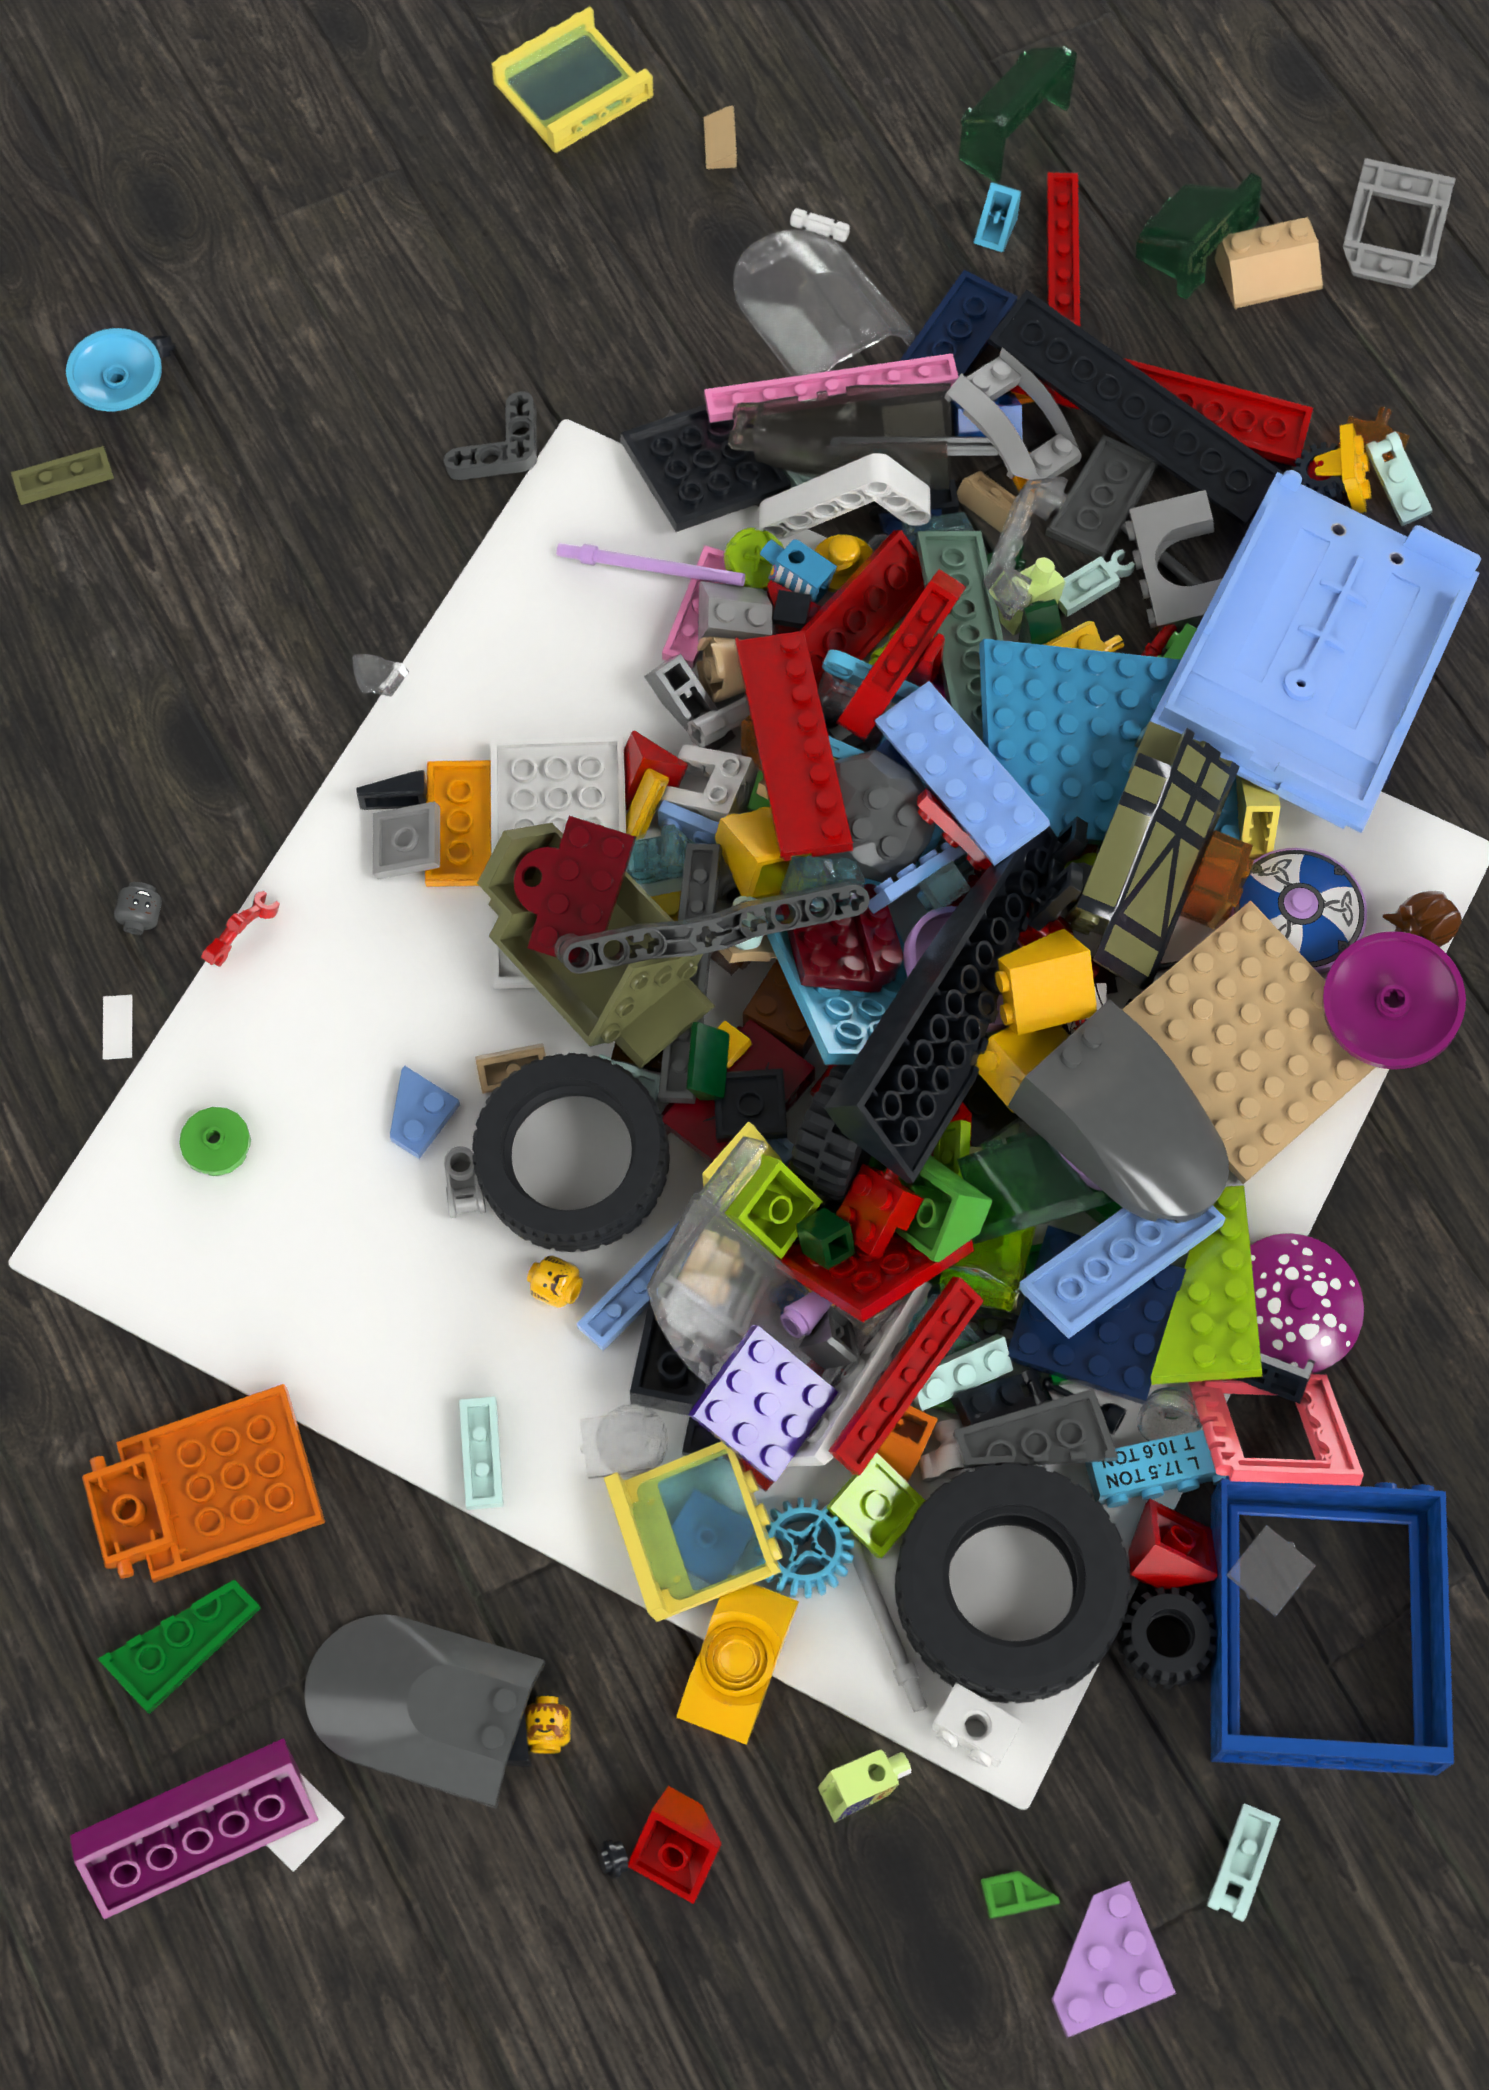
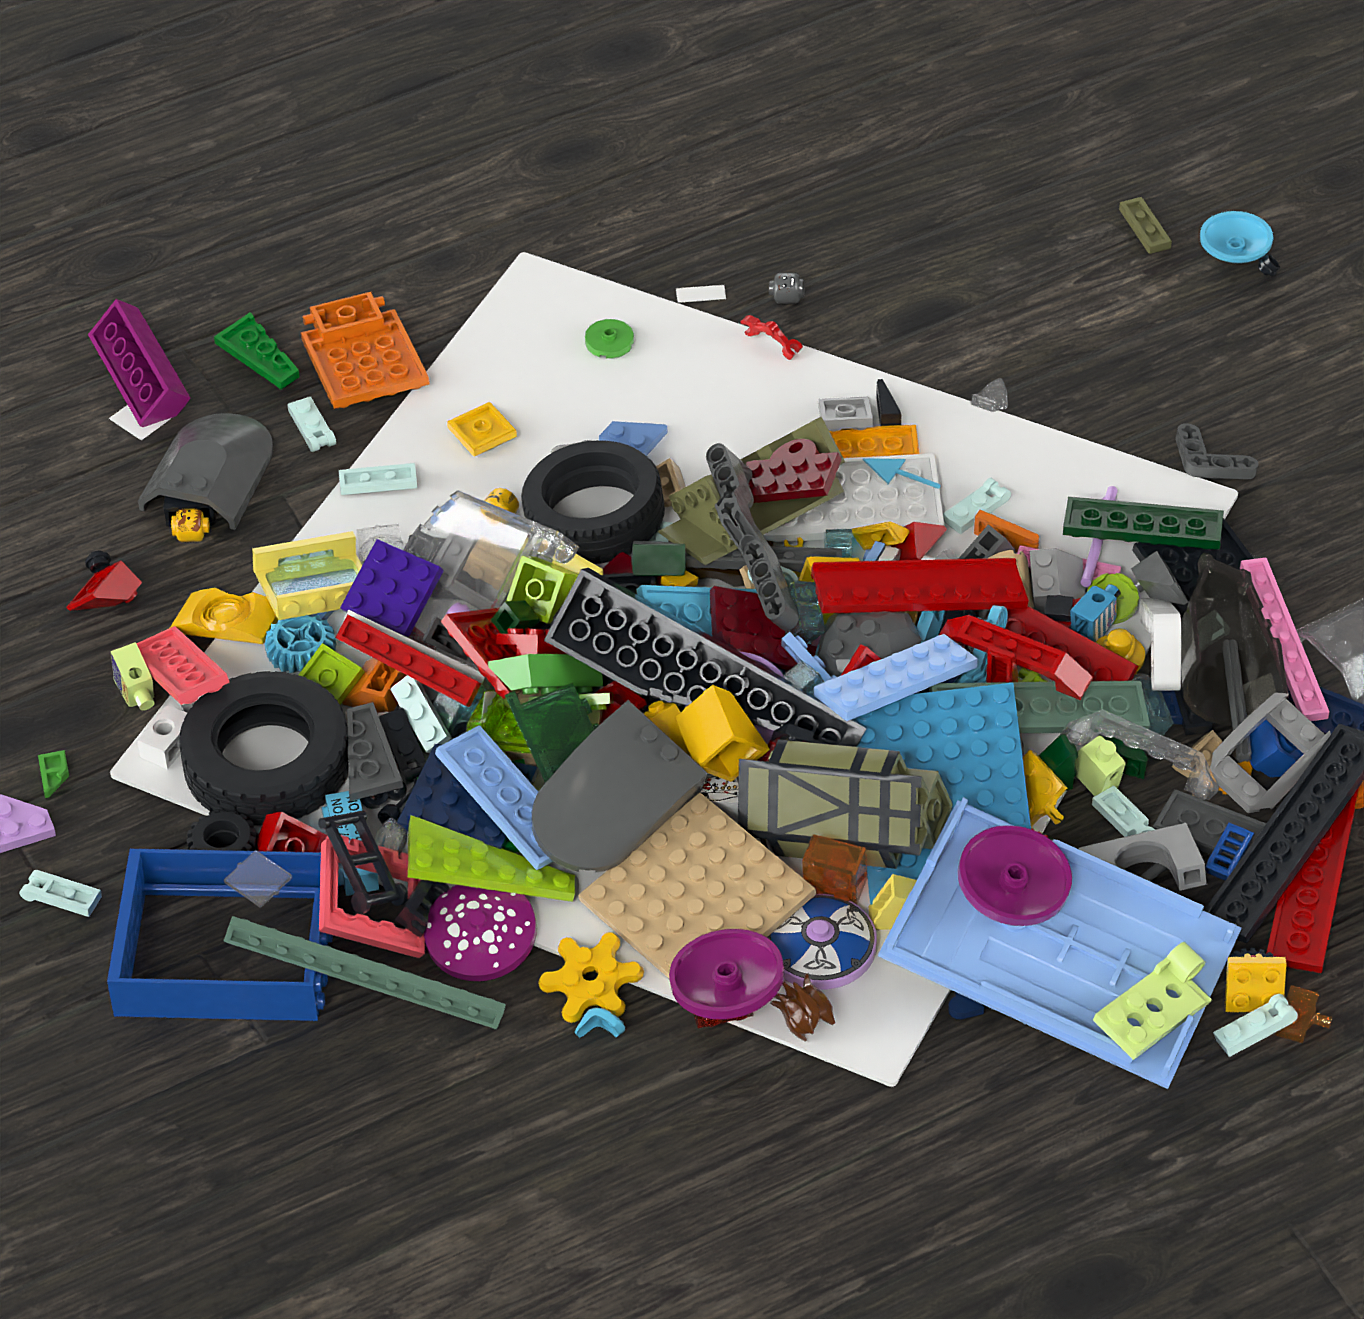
camera: 90 degrees right, 20 degrees down
(341, 1559) = (311, 424): none -> light aqua plate
(389, 1311) = (481, 429): none -> yellow plate
(516, 794) = (889, 467): none -> medium azure piece
(578, 701) = (963, 514): none -> light aqua plate
(638, 664) = (1013, 533): none -> orange hinge
(648, 508) = (1143, 523): none -> dark green plate
(757, 496) = (1157, 580): none -> dark grey slope
(863, 1710) = (181, 666): none -> coral plate
(1165, 477) = (1219, 871): none -> blue slope
(1269, 667) = (1014, 875): none -> magenta dish
(1269, 1397) = (361, 900): none -> black piece
(1341, 1186) = (598, 992): none -> yellow plate
(1358, 531) = (1170, 974): none -> yellowish green hinge
(1417, 1438) = (364, 972): none -> sand green plate
(1421, 1164) = (600, 1018): none -> medium azure hair

